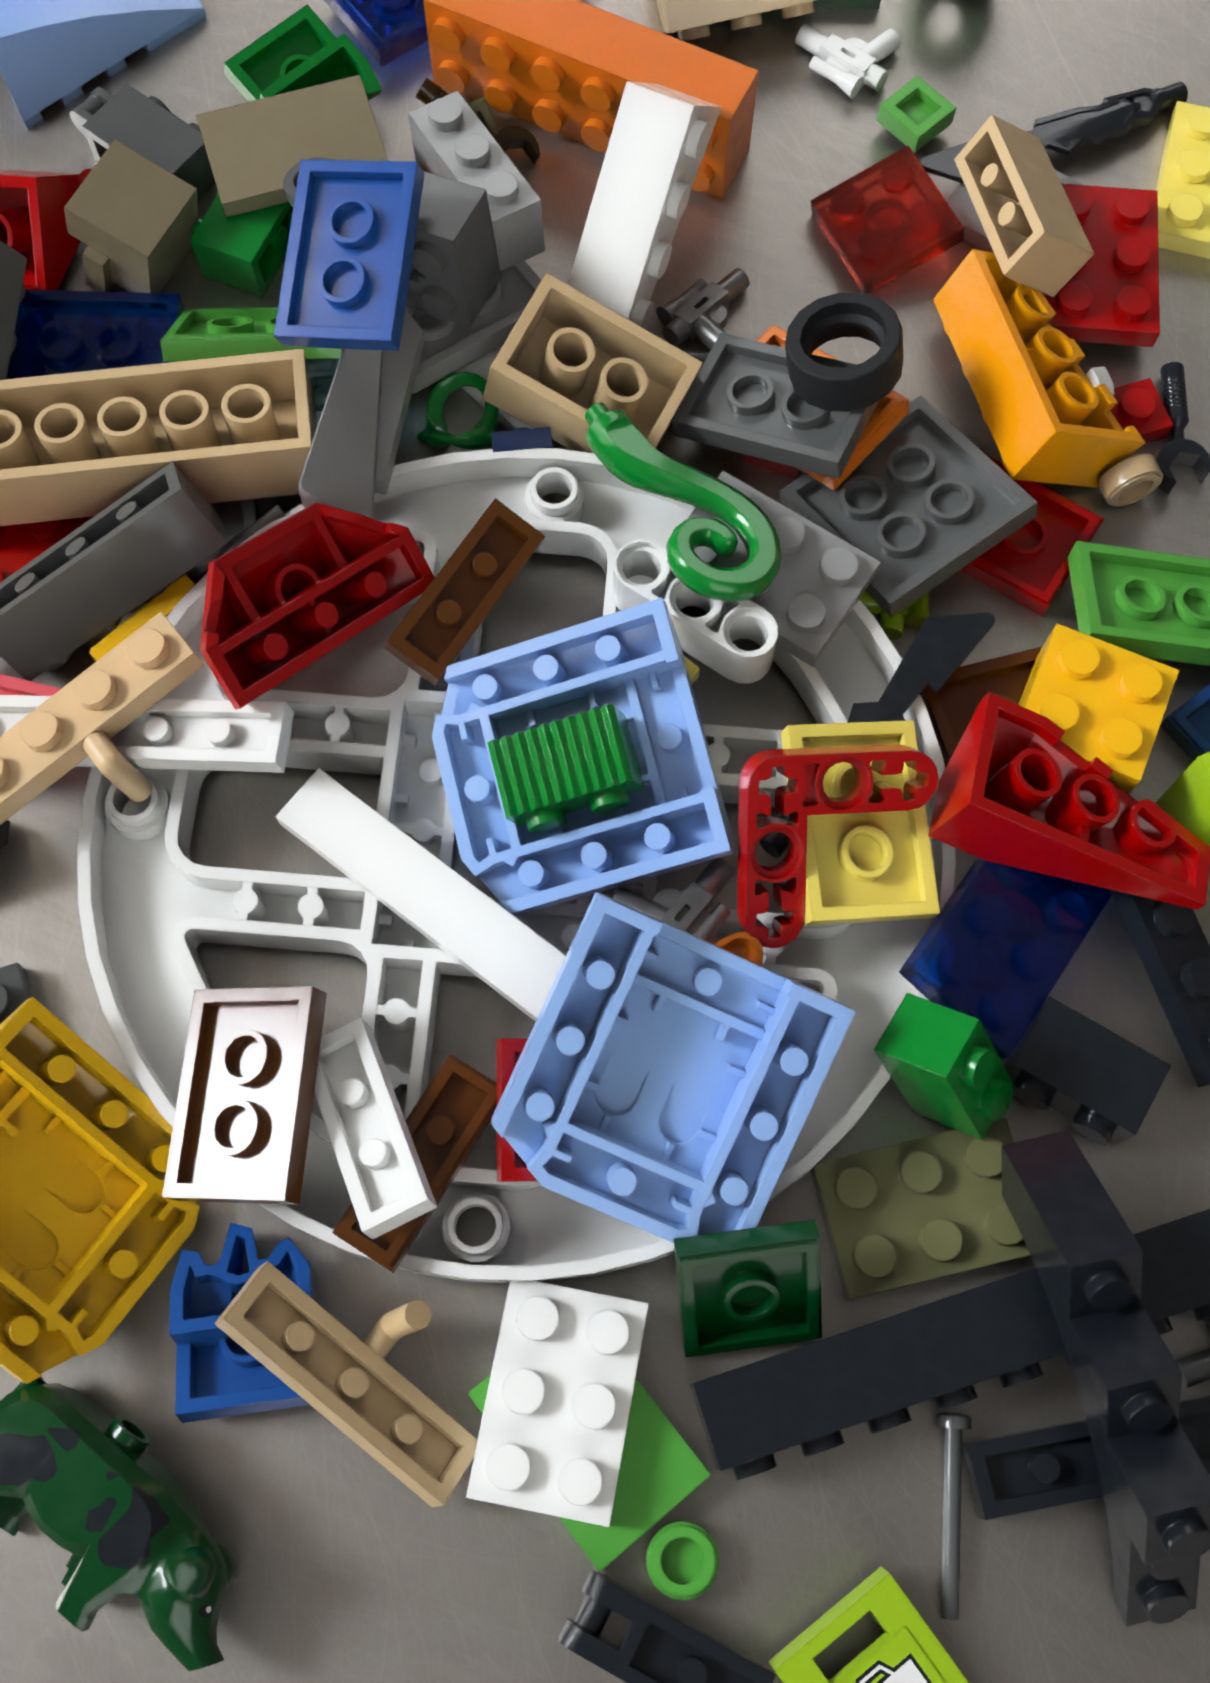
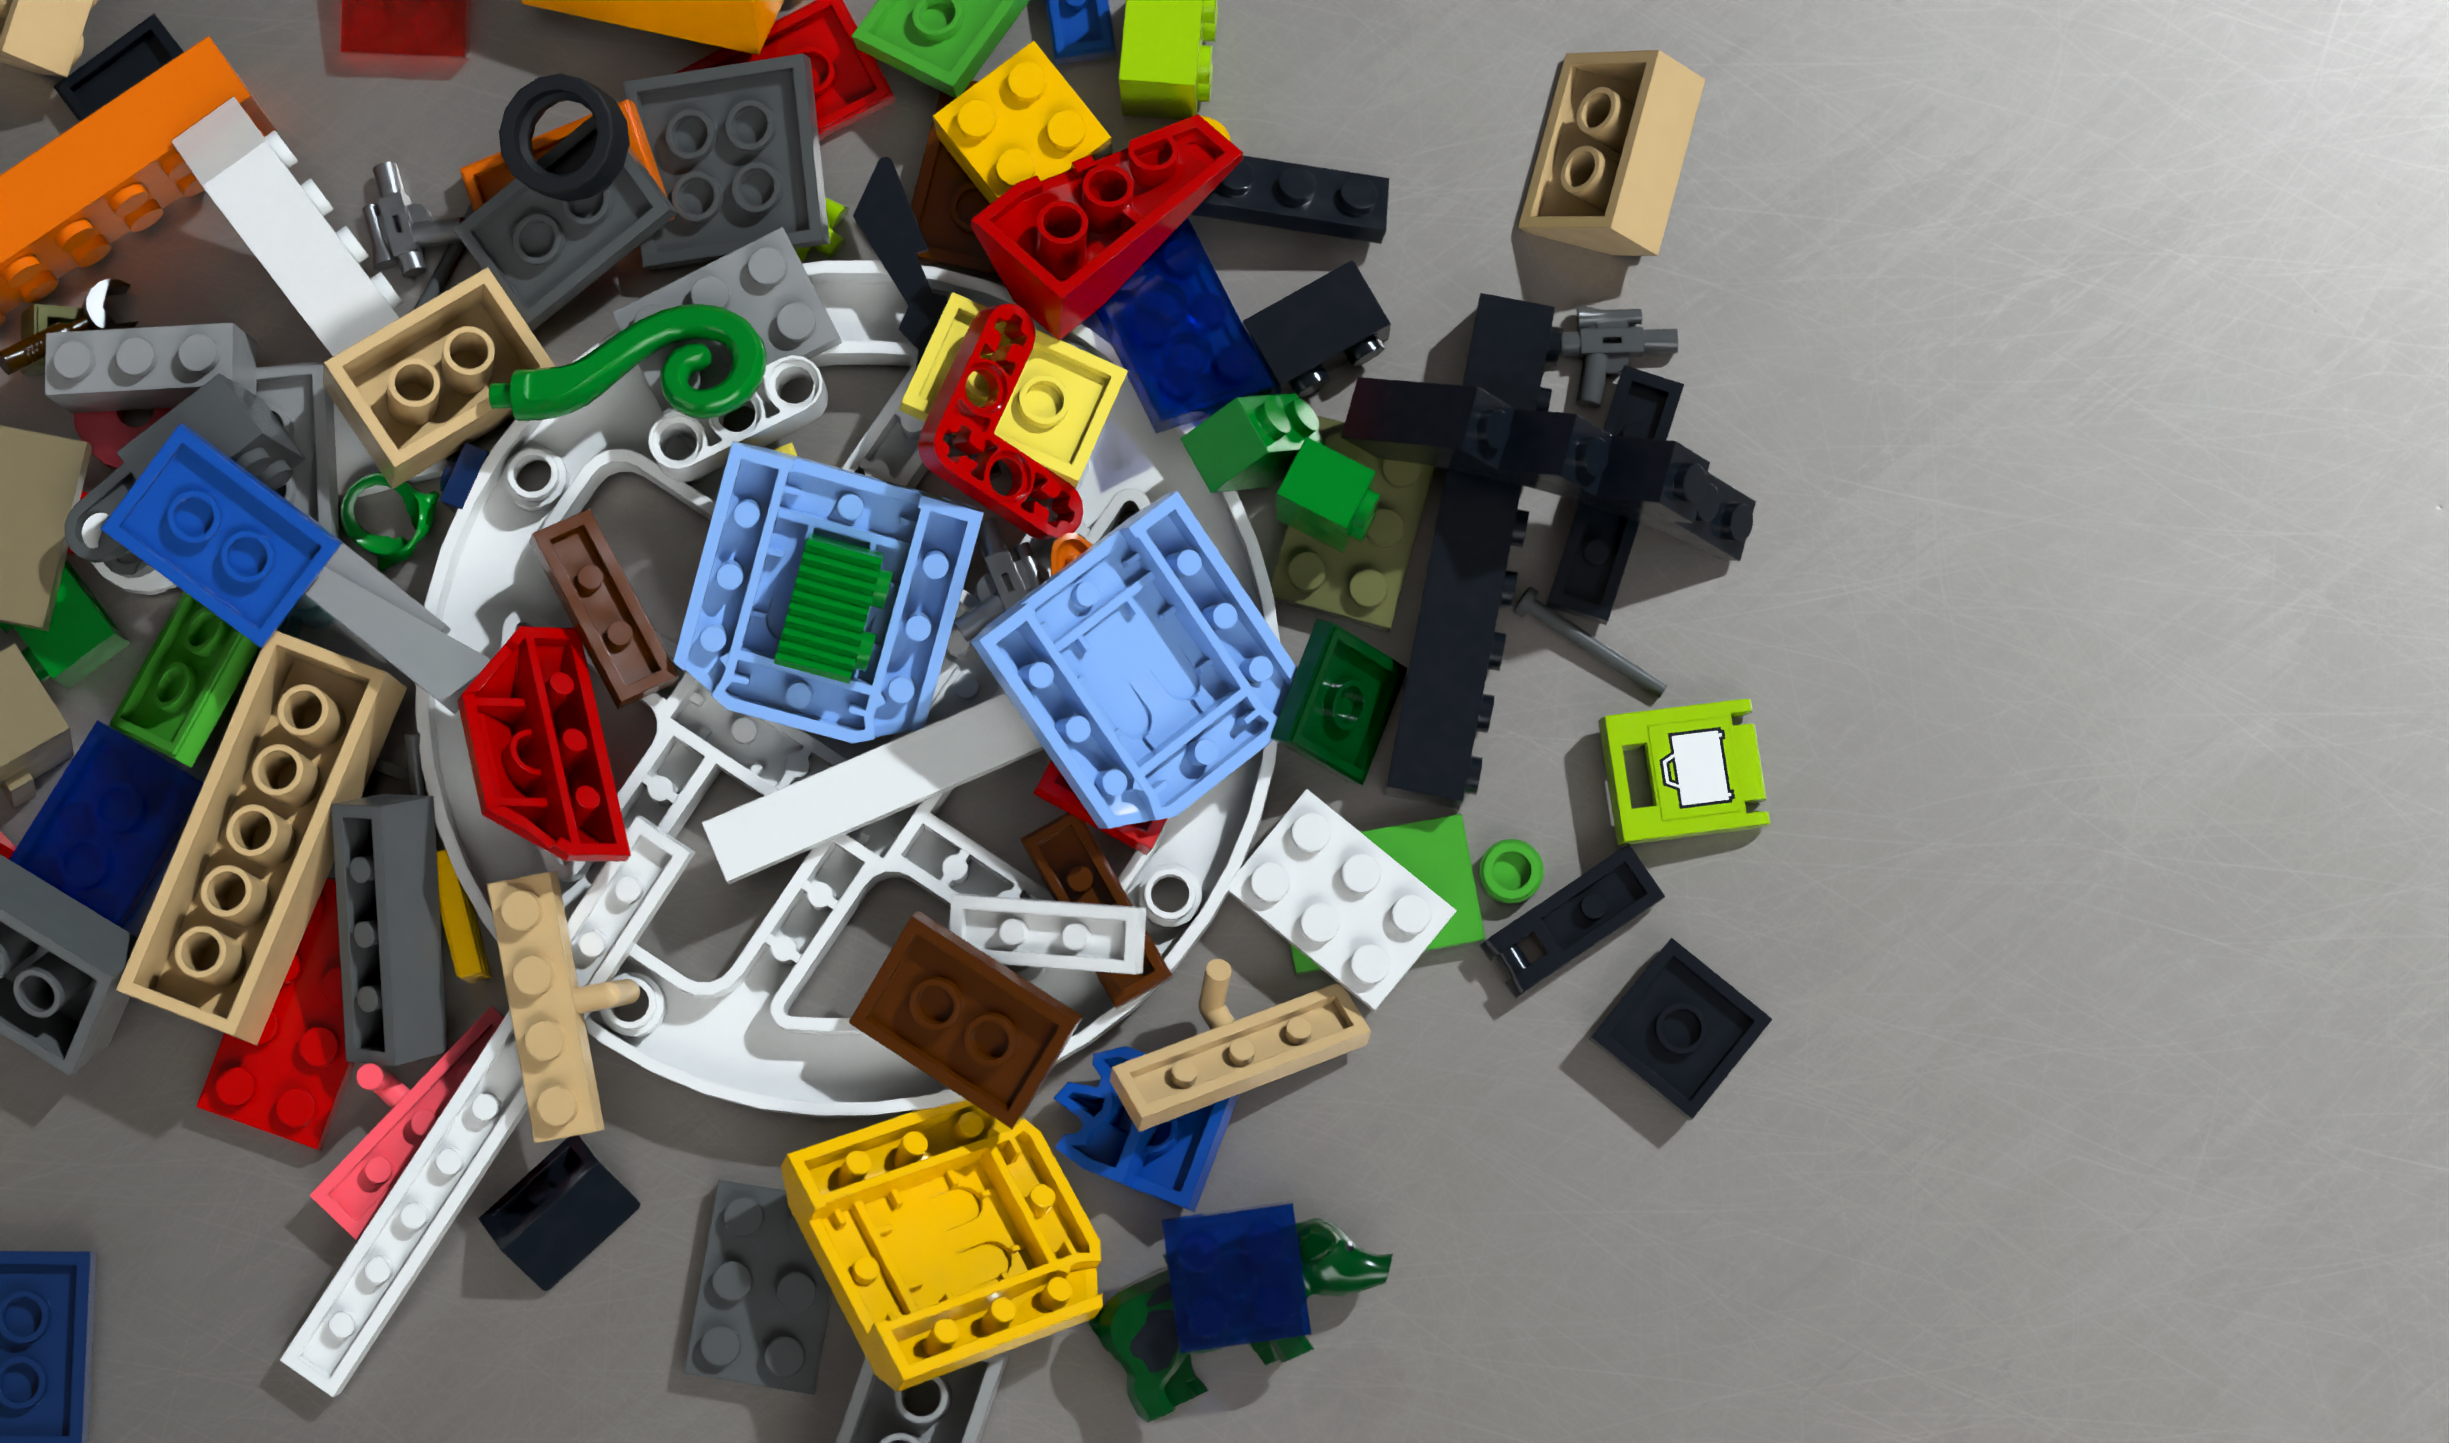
camera: 60 degrees left, 10 degrees up
(110, 1509) = (1236, 1277): none -> clear blue plate
(939, 1162) = (1327, 496): none -> green brick

